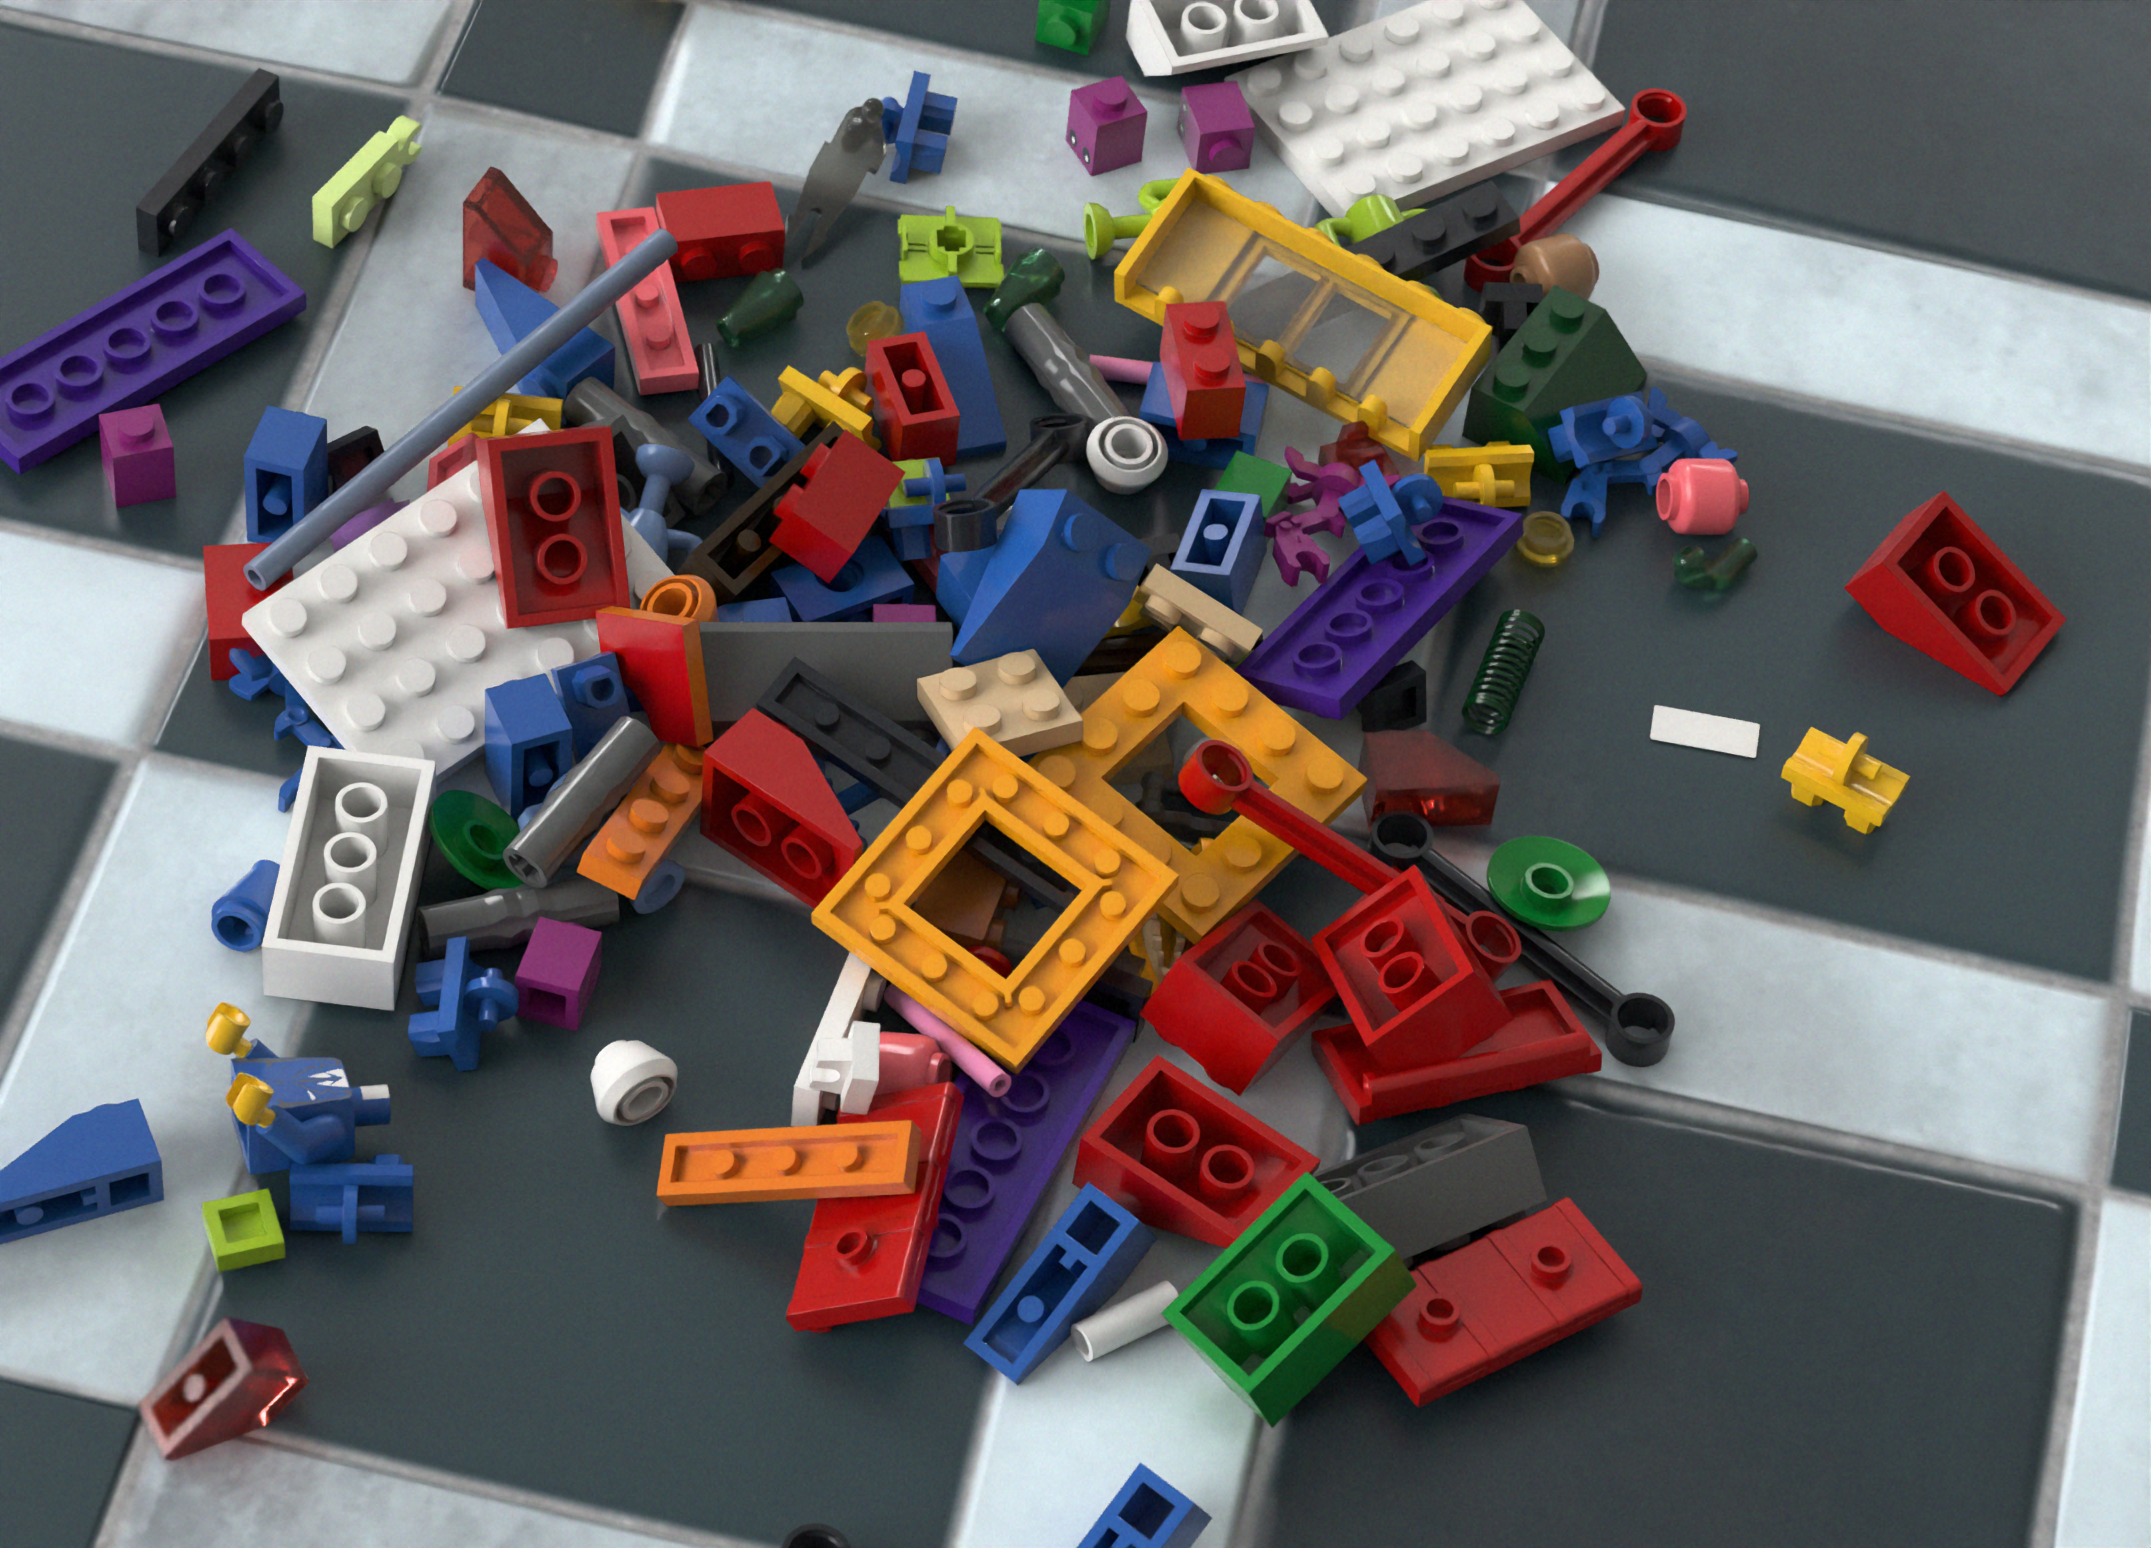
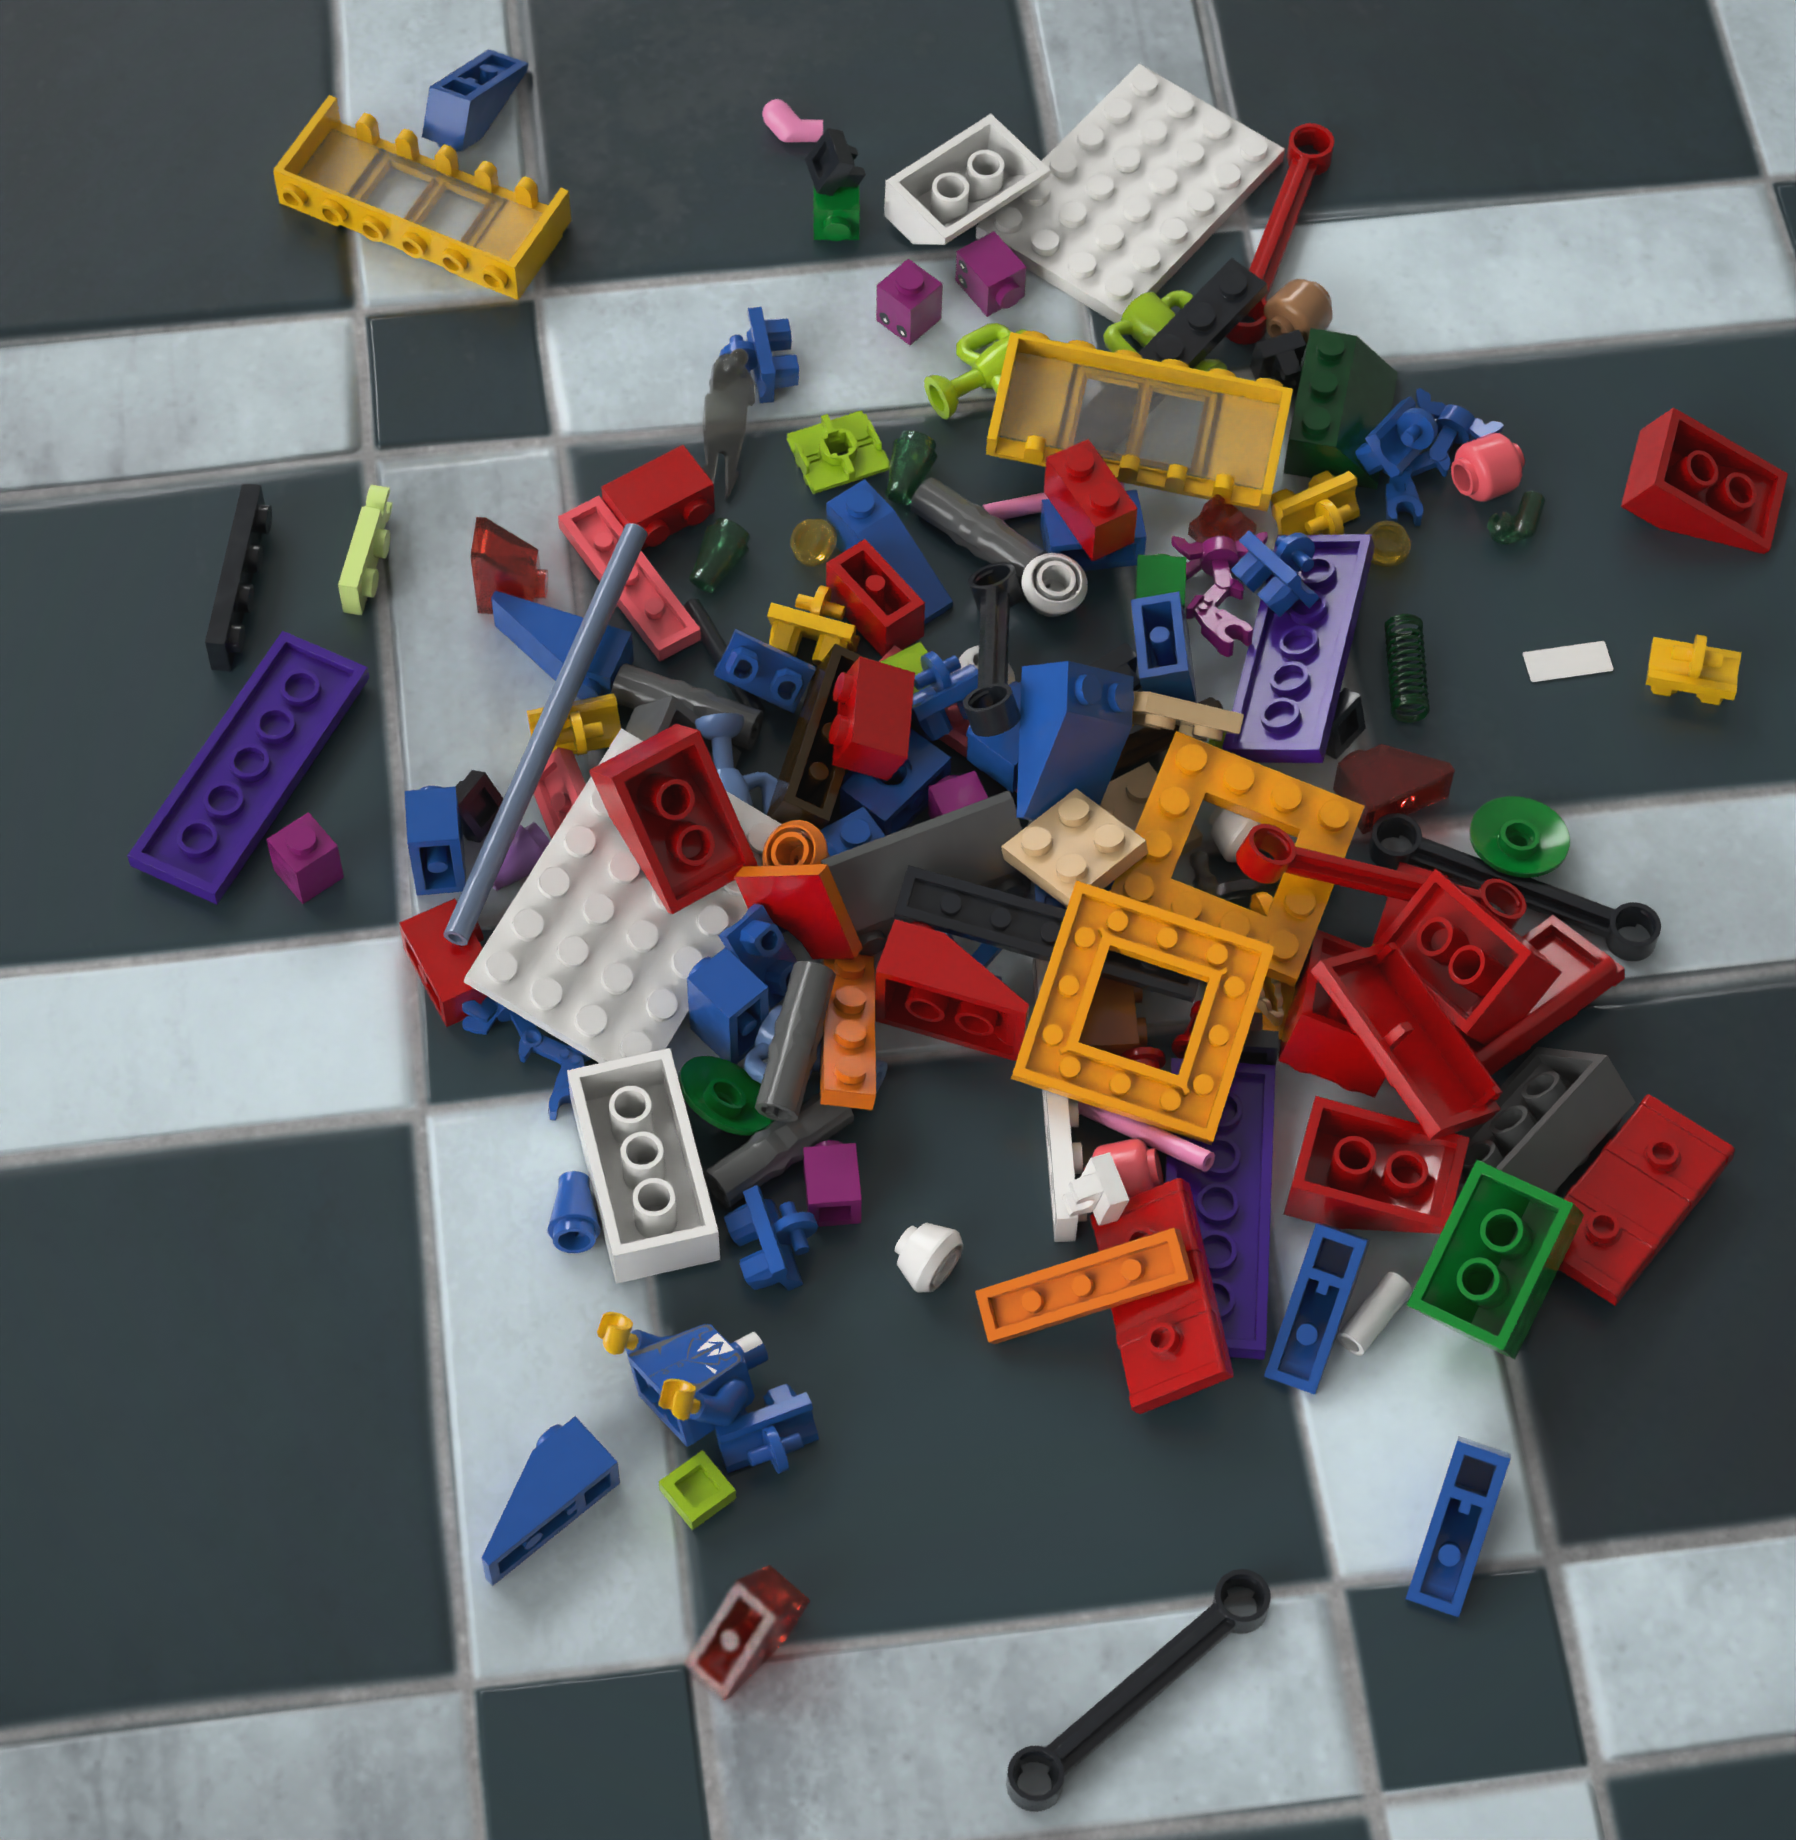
camera: 15 degrees left, 10 degrees up
(1297, 1031) = (1410, 1038): none -> red container

